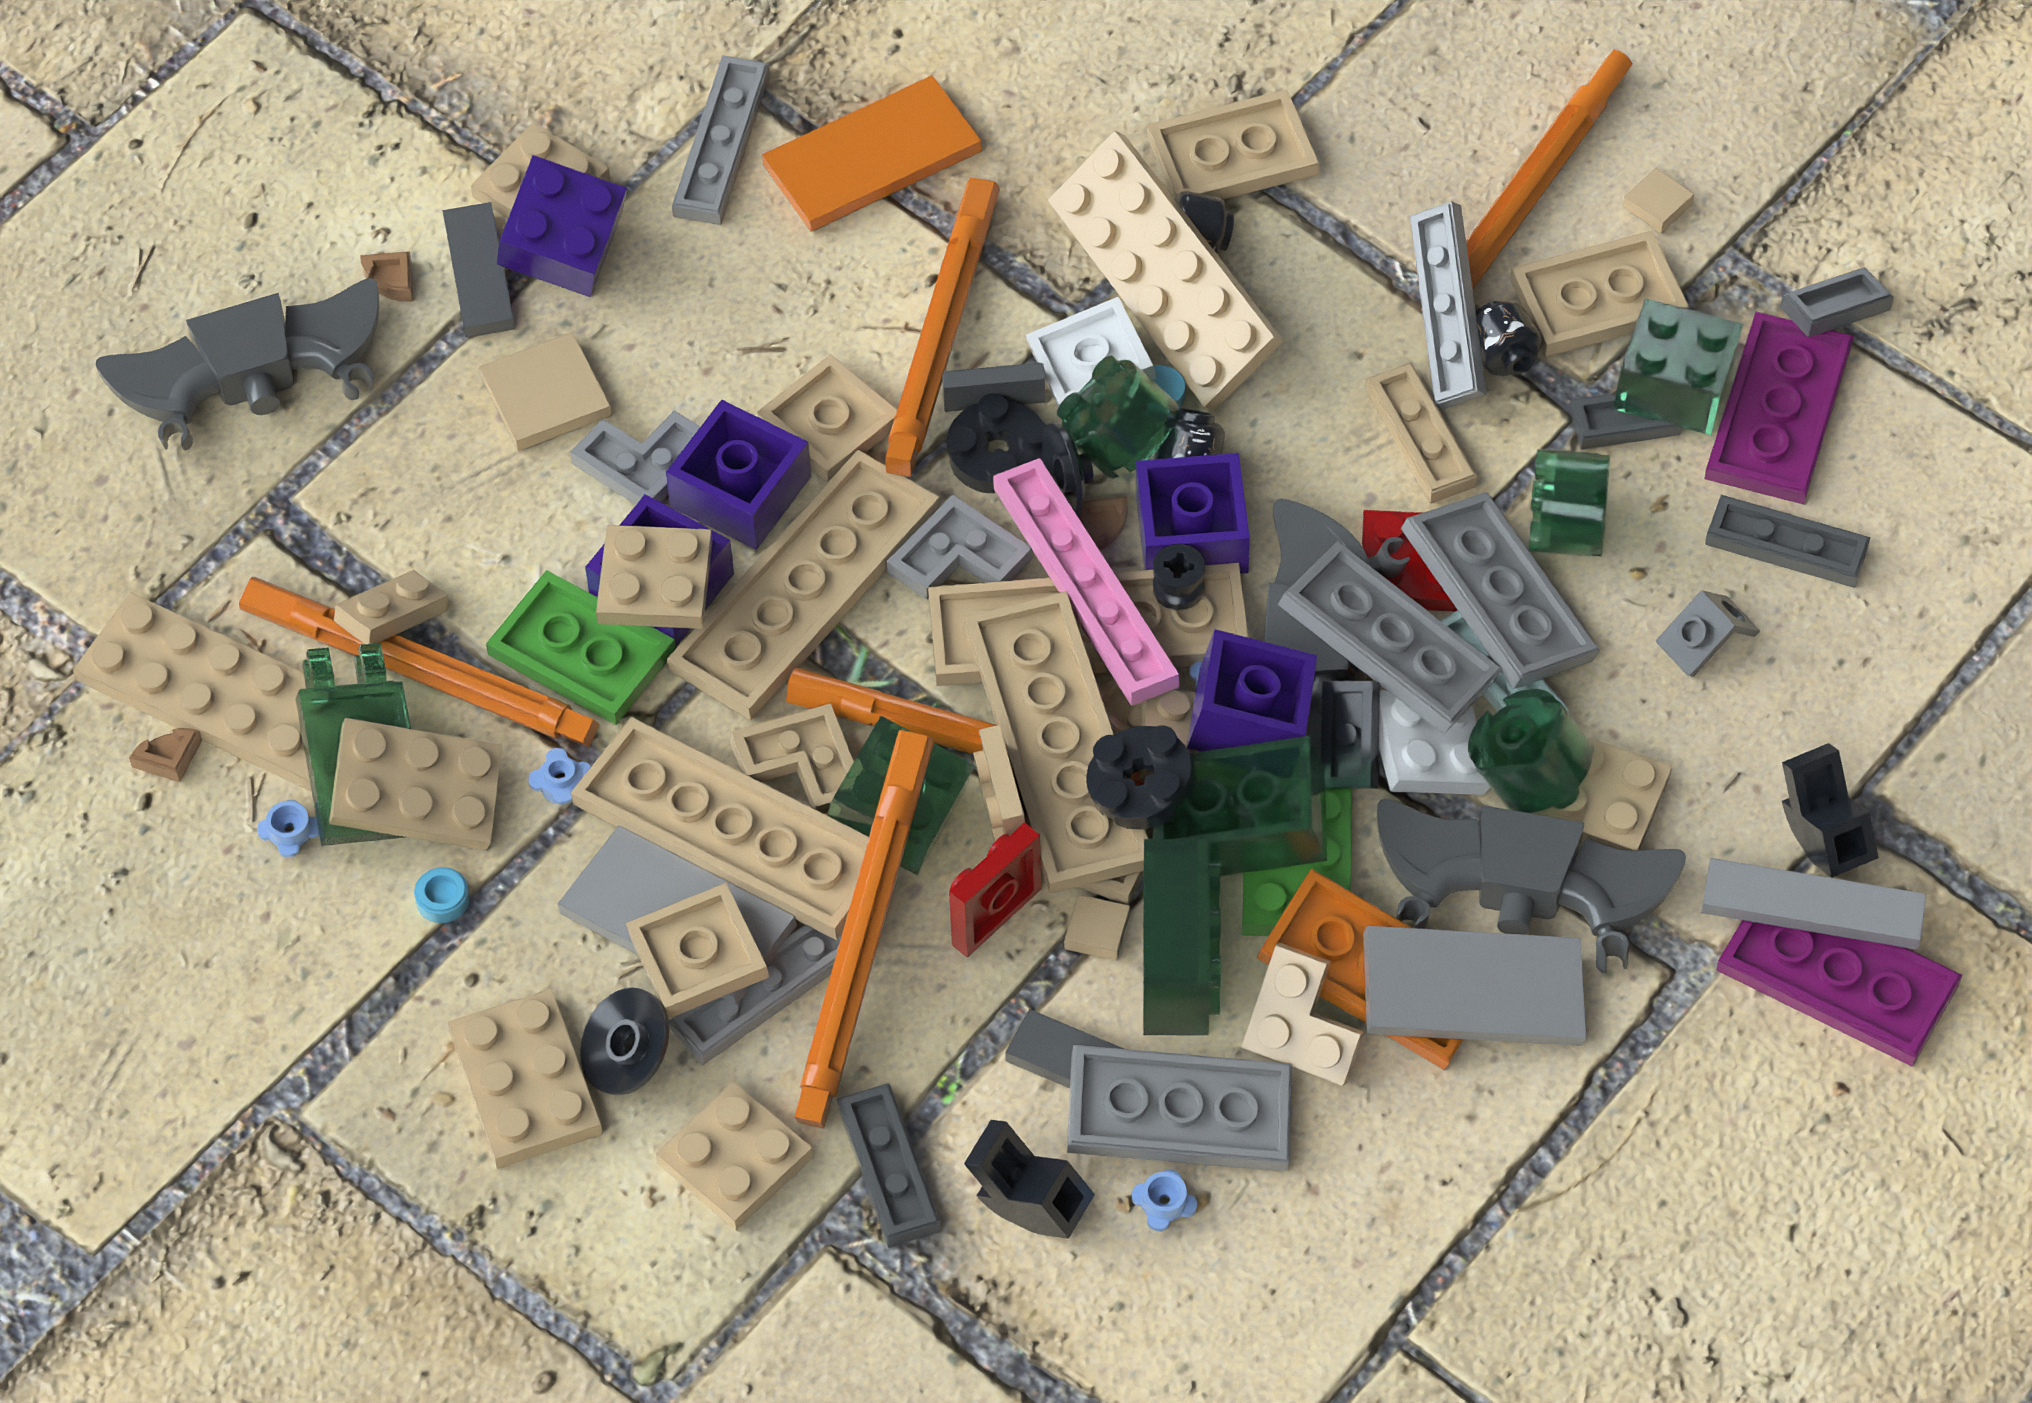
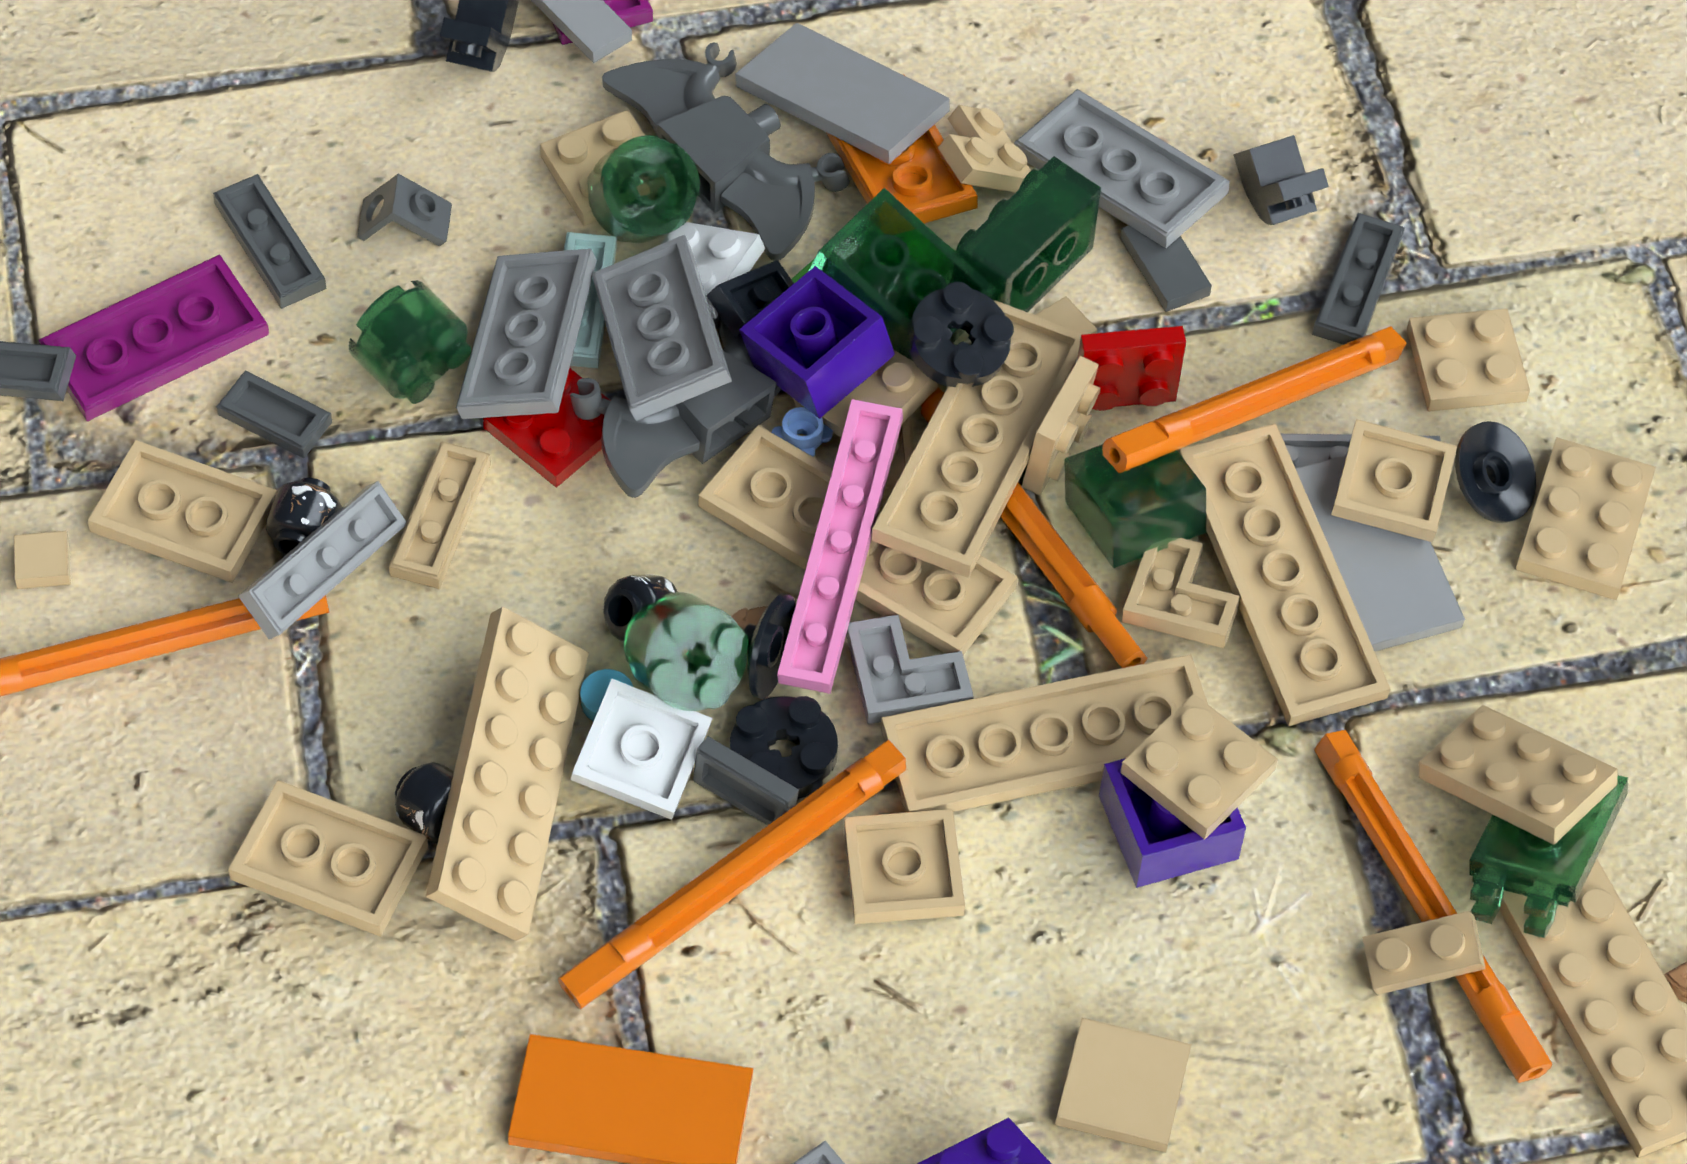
camera: 145 degrees left, 0 degrees up
(285, 815) = (1646, 826): light blue plate -> none
(442, 895) = (1549, 700): medium azure tile -> none
(558, 789) = (1381, 734): light blue plate -> none
(563, 647) = (1295, 824): bright green plate -> none
(633, 466) = (1095, 931): light grey plate -> none
(738, 474) = (1034, 849): dark purple brick -> none
(1169, 1185) = (1190, 118): light blue plate -> none
(1187, 586) = (765, 510): black wheel -> none
(1193, 504) = (703, 540): dark purple brick -> none
(1678, 366) = (204, 392): clear green brick -> none

